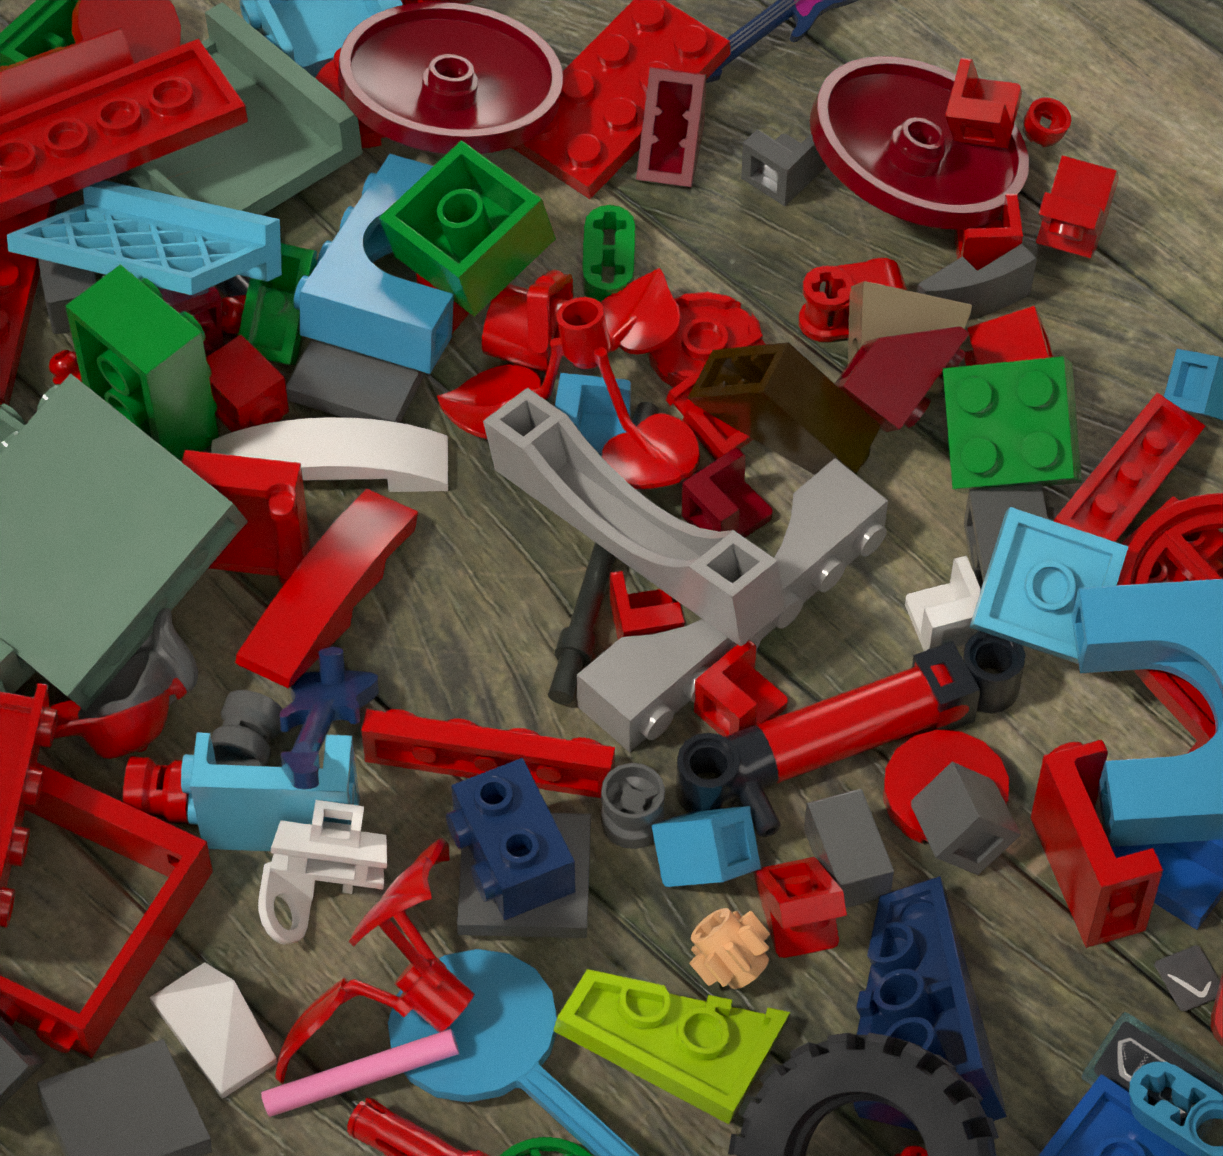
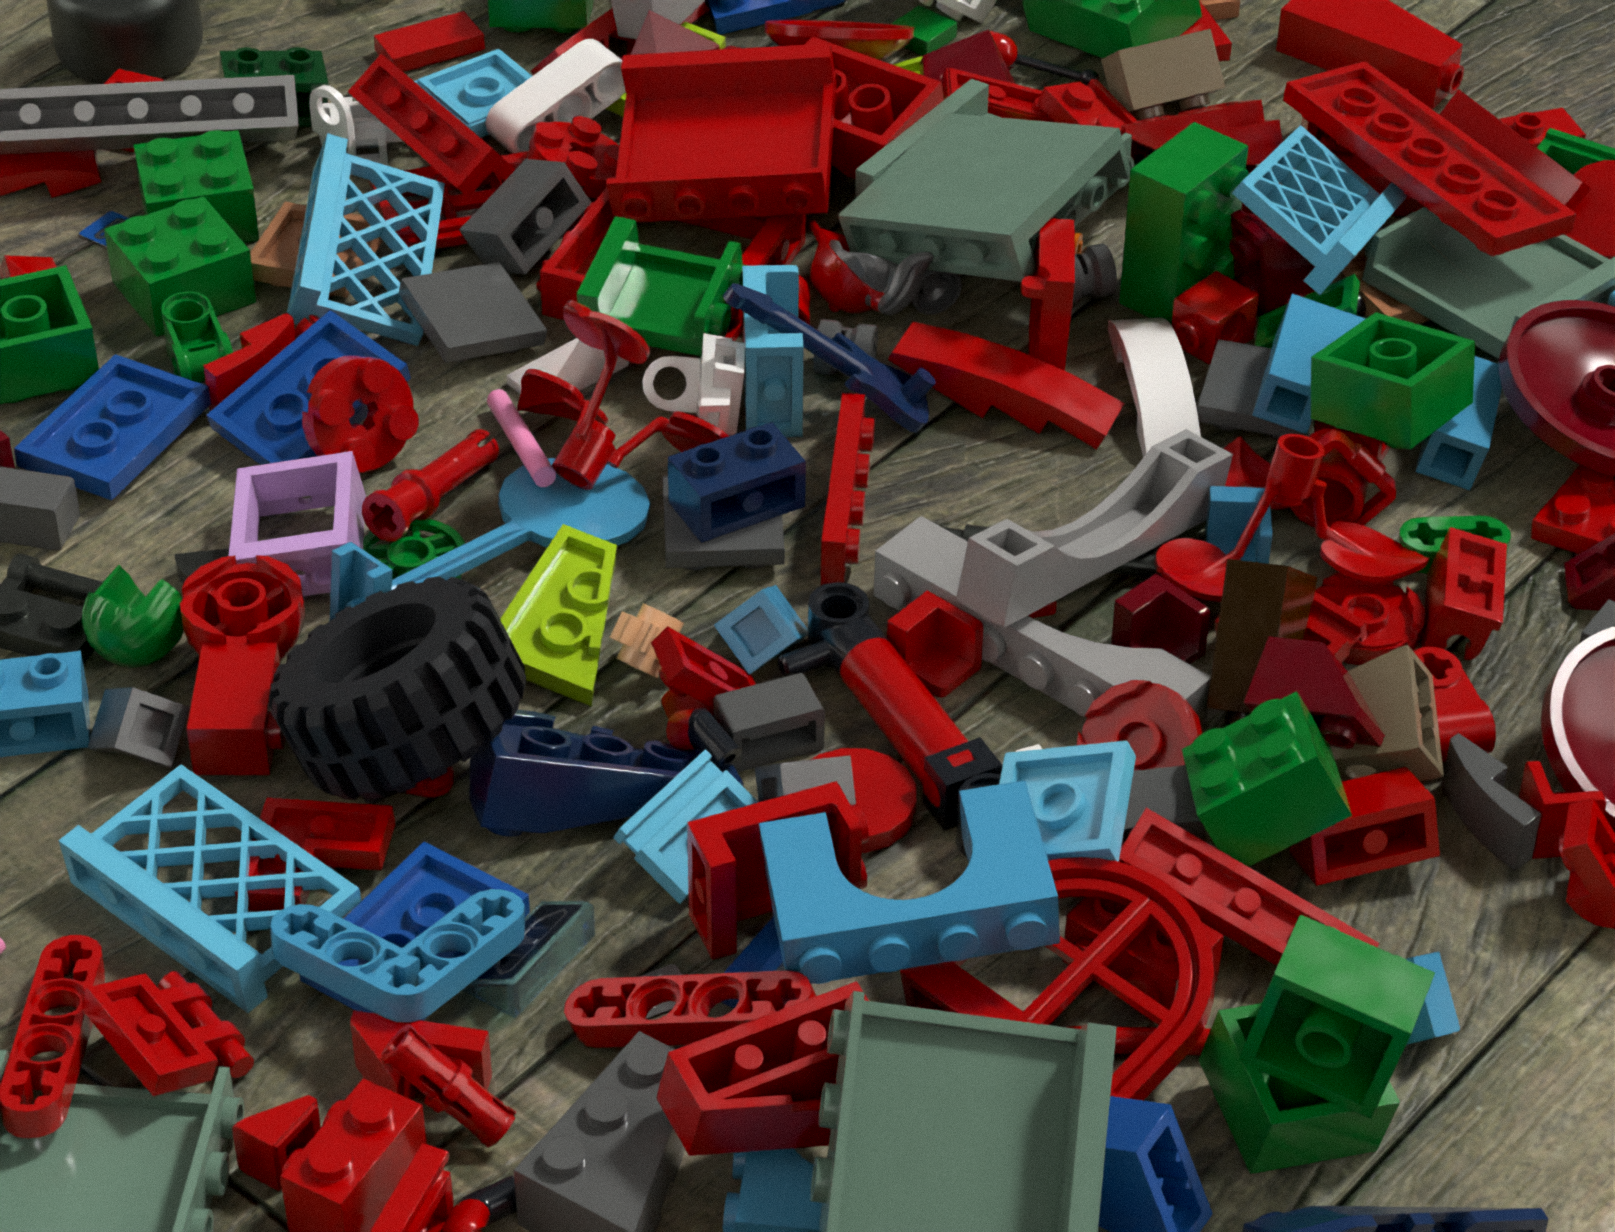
camera: 85 degrees right, 15 degrees down
(177, 886) = (661, 291): none -> green panel
(640, 794) = (798, 569): dark grey wheel -> none
(702, 252) = (1465, 591): none -> red hinge
(876, 906) = (700, 730): none -> black arm
(908, 532) = (1147, 716): none -> red tile
(1009, 921) = (660, 827): none -> medium azure plate

